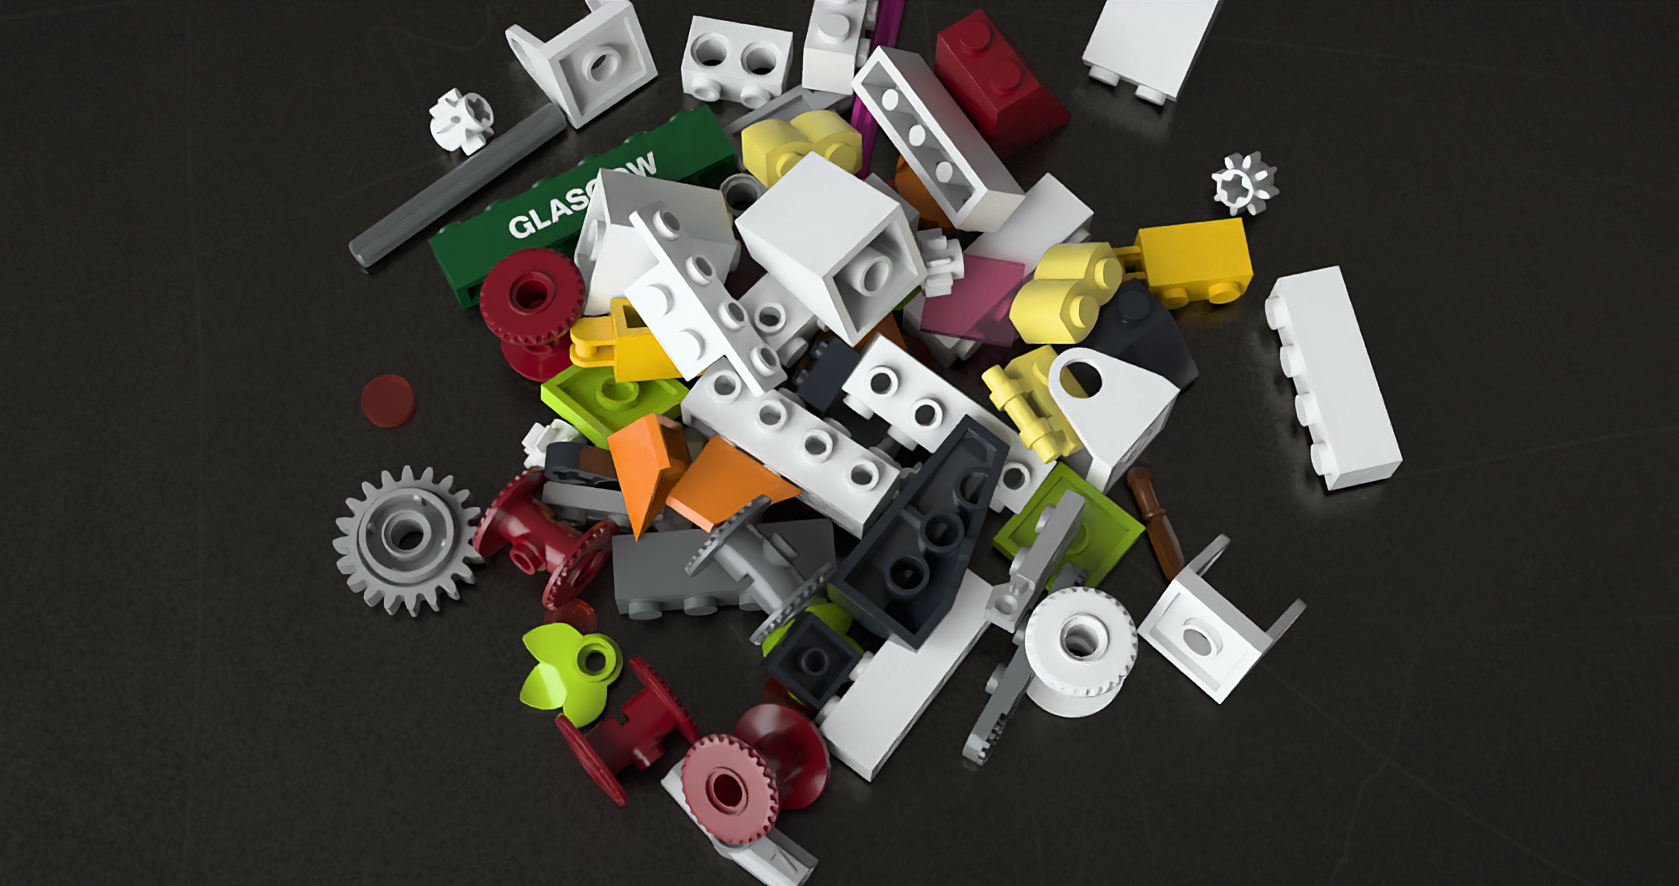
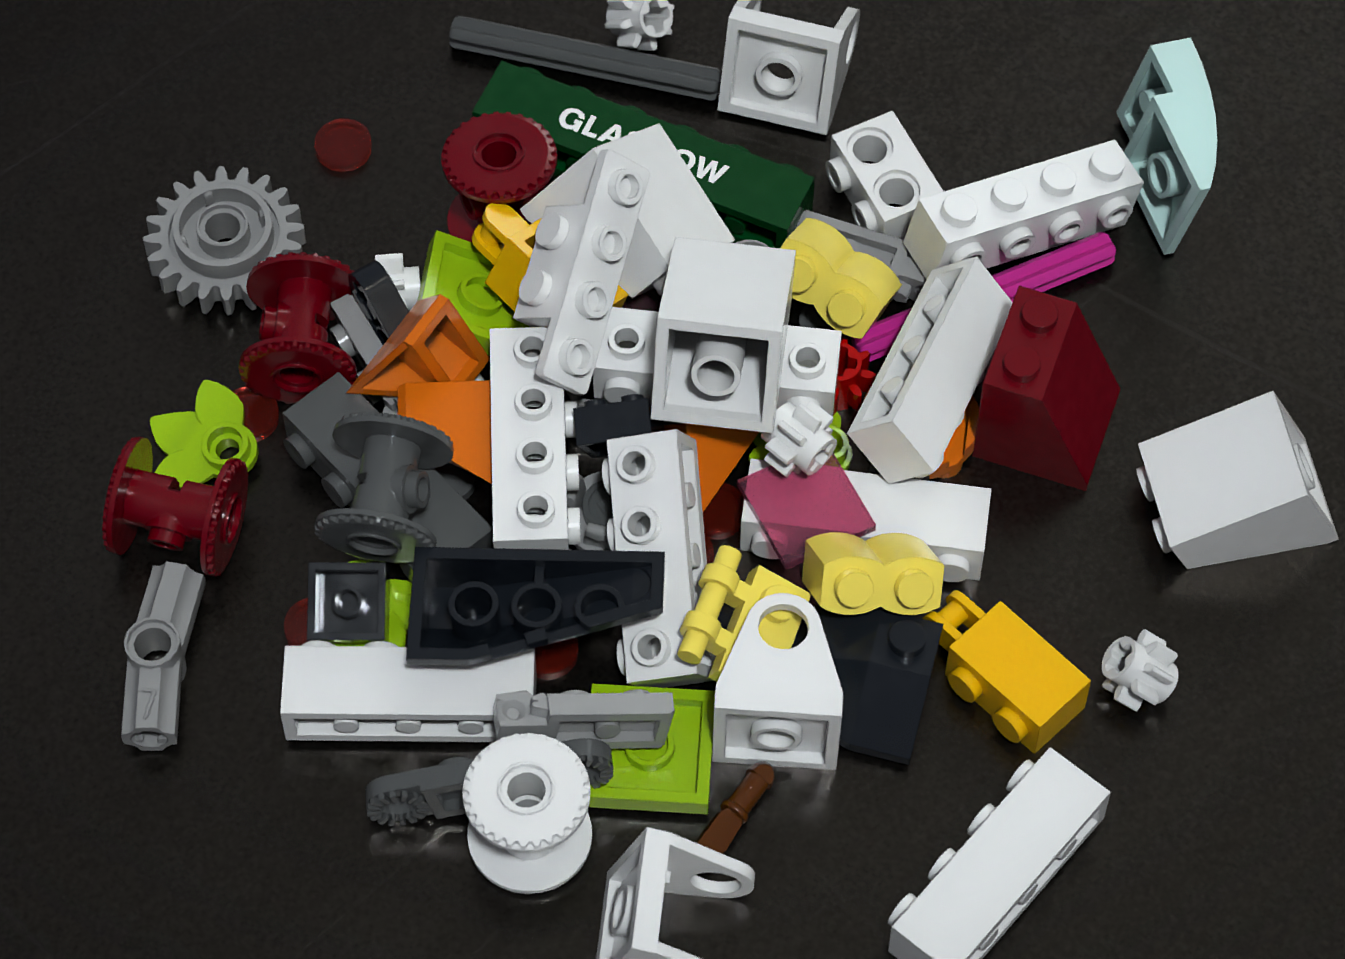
camera: 55 degrees right, 10 degrees down
(748, 776) = (228, 639): dark red hose -> none

